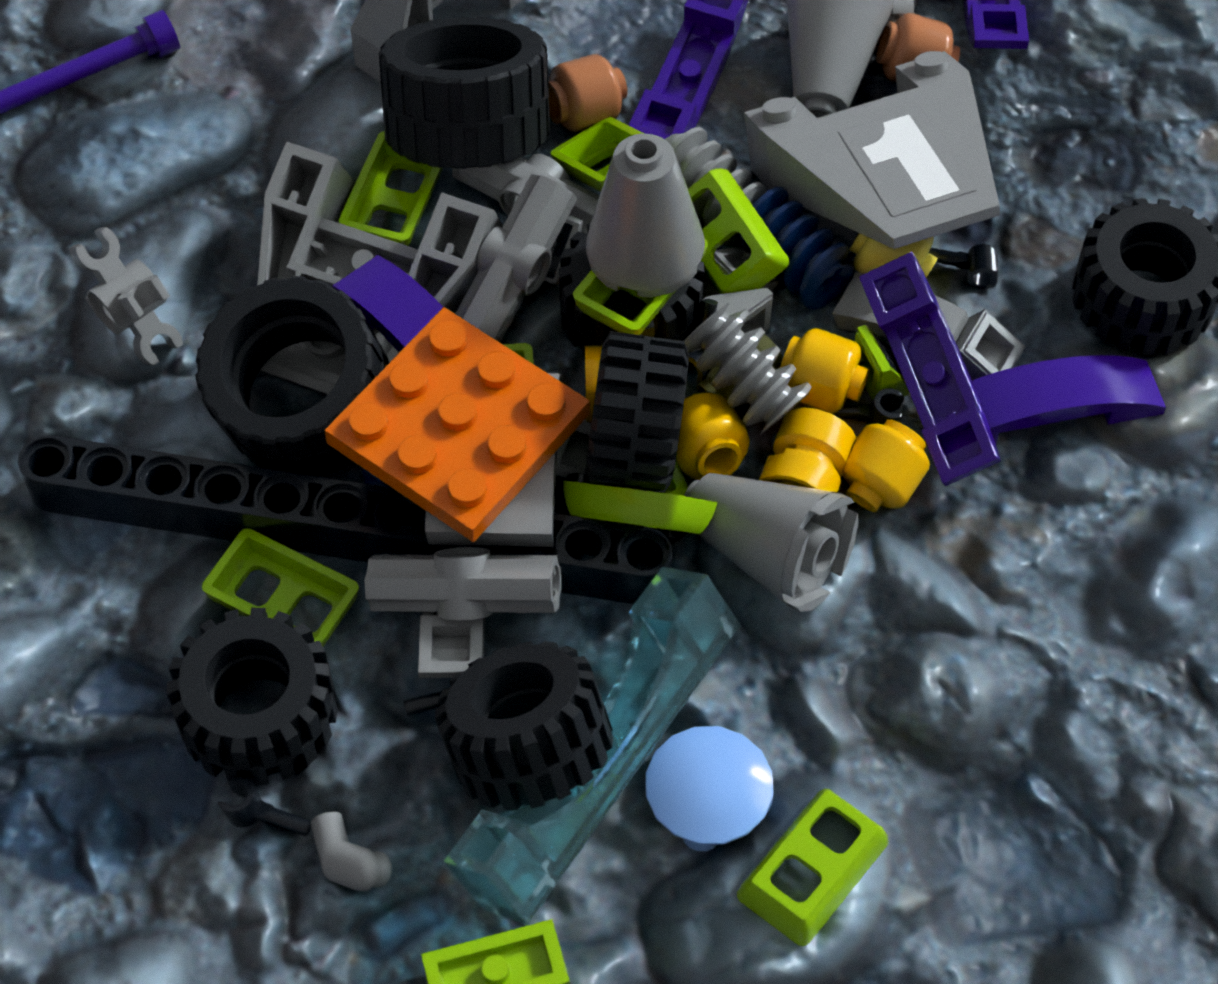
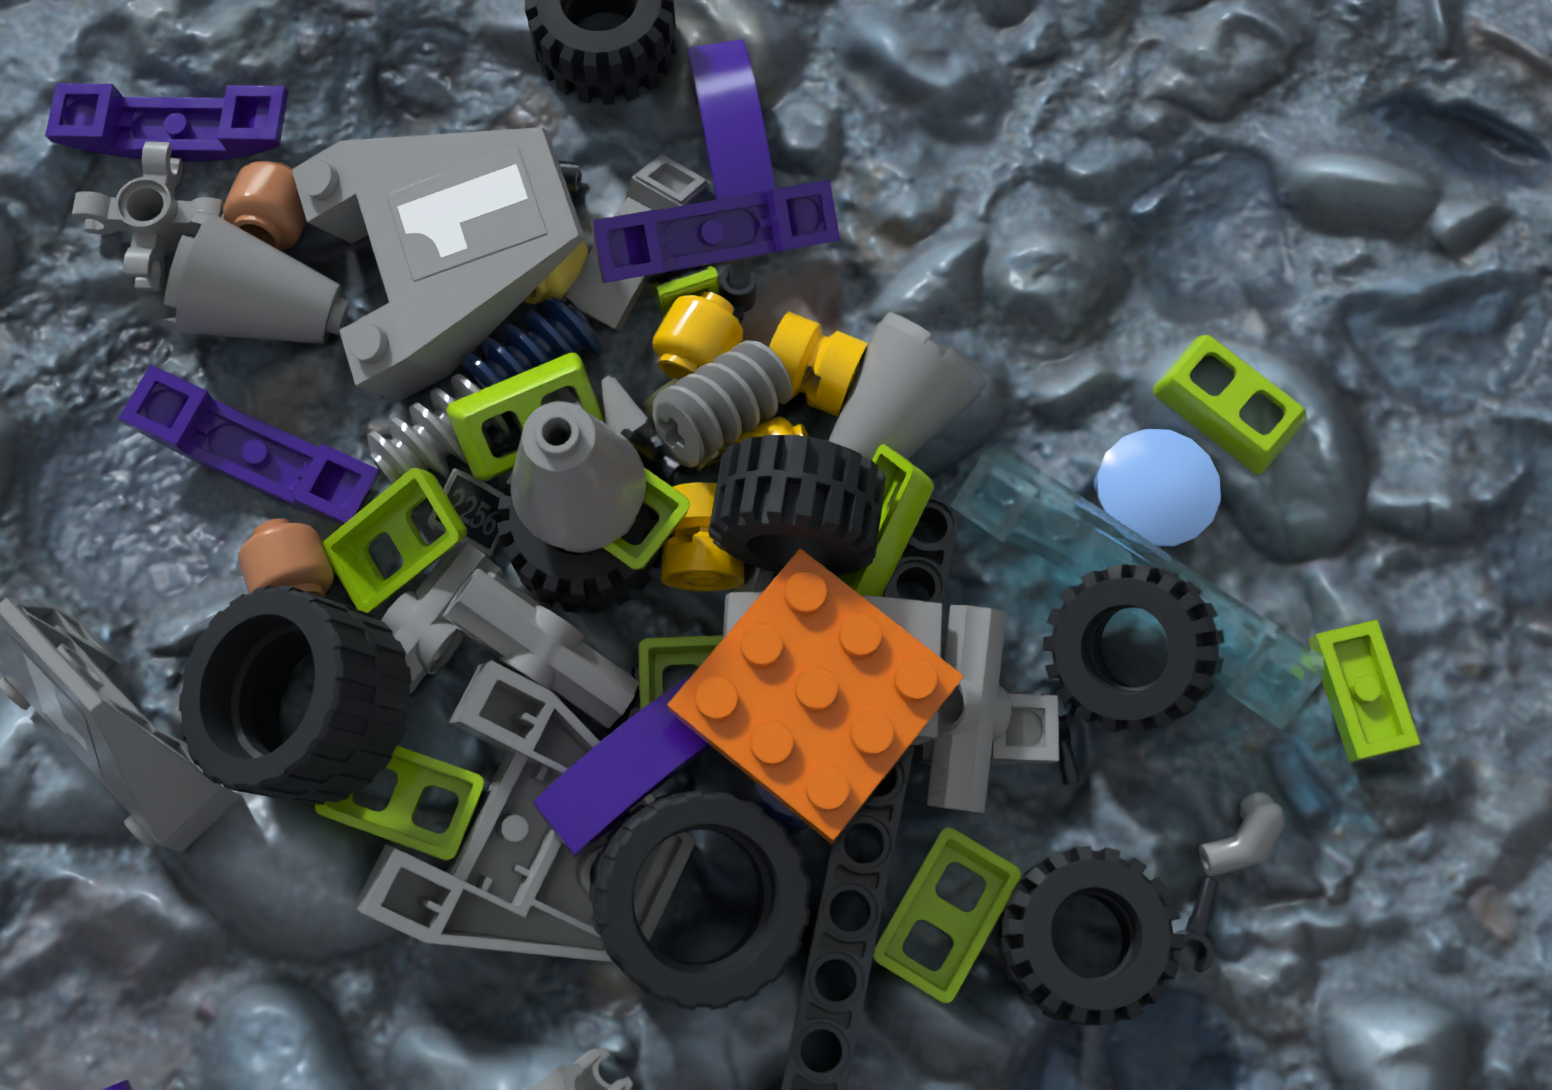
camera: 90 degrees left, 15 degrees up
(885, 466) = (816, 289): yellow head -> none

